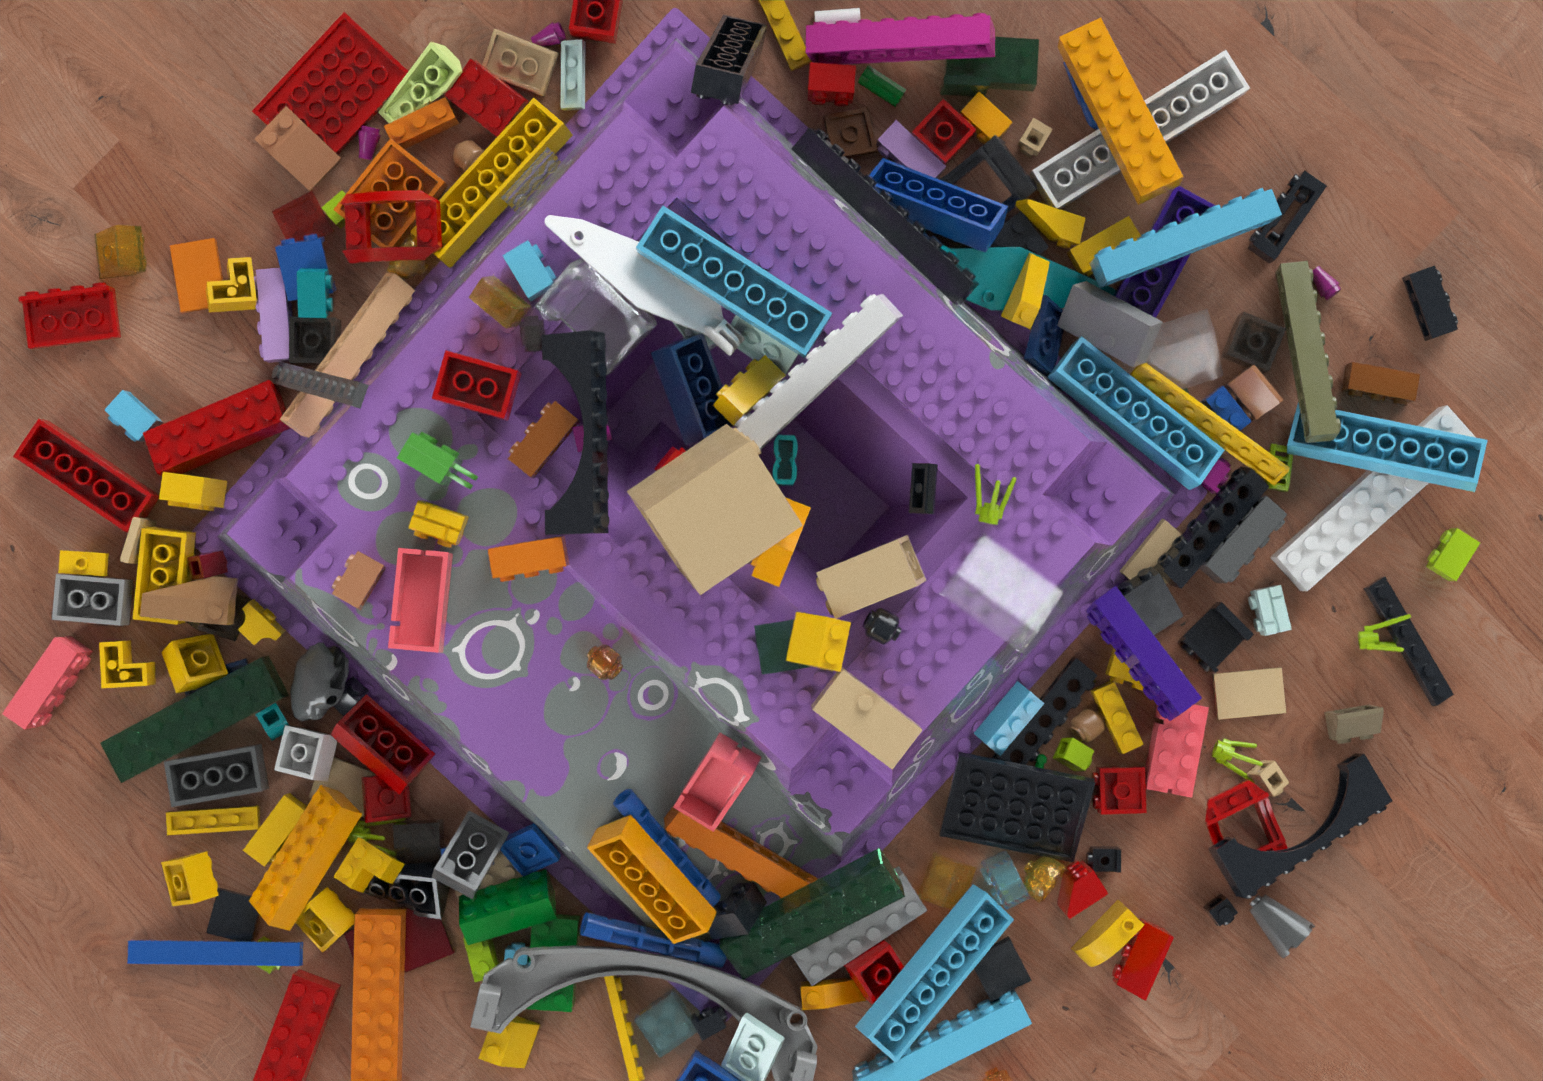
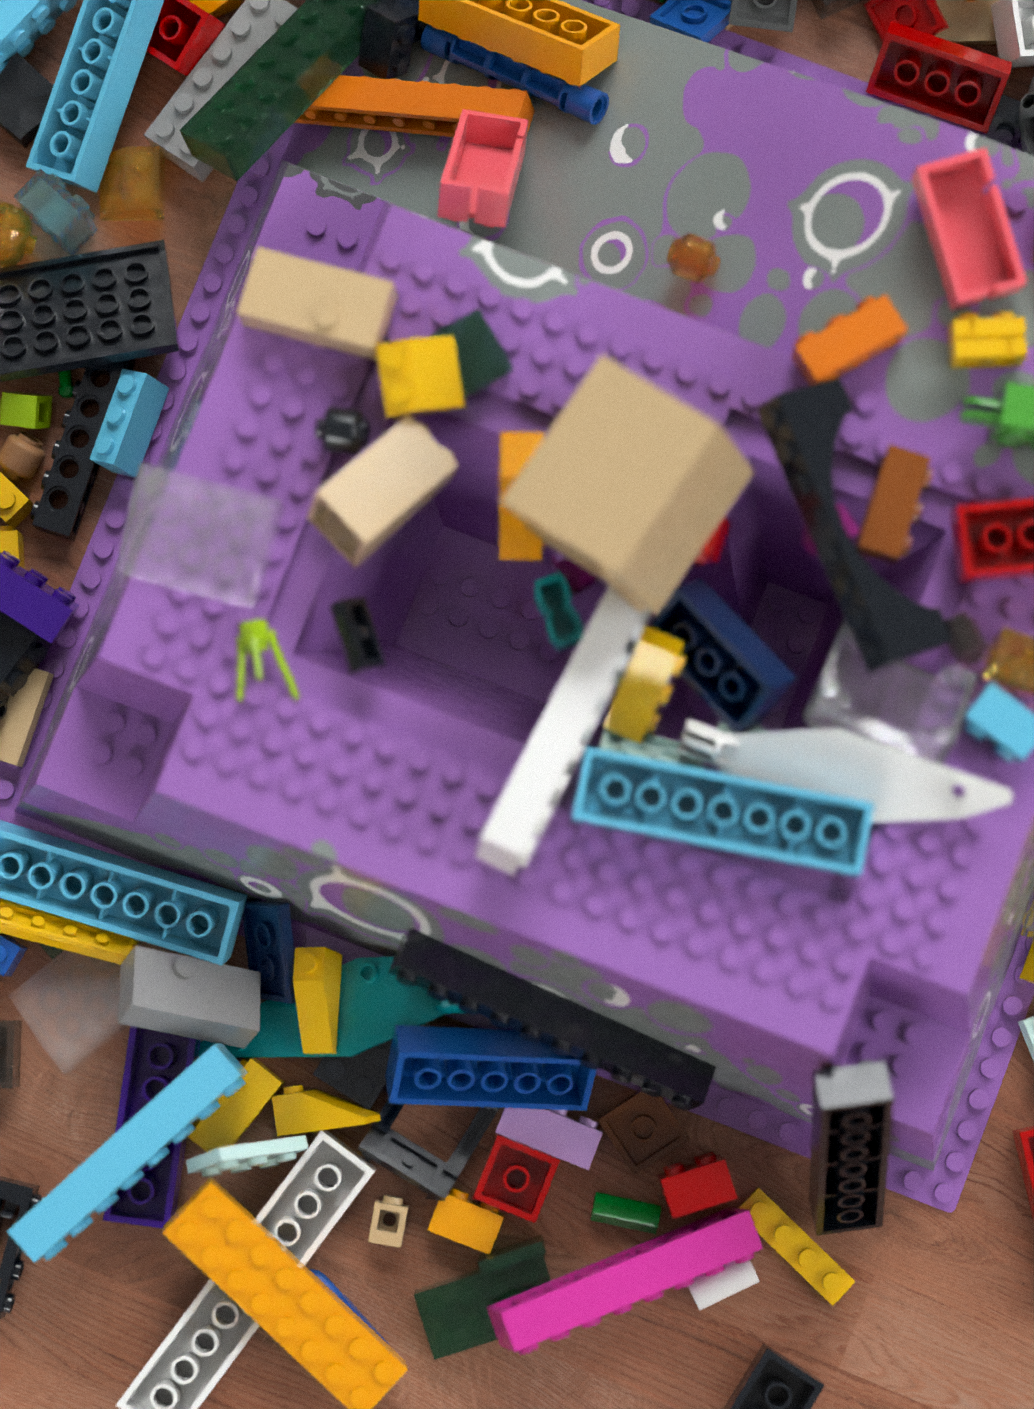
camera: 160 degrees right, 5 degrees down
(1110, 209) = (244, 1156): none -> light aqua plate

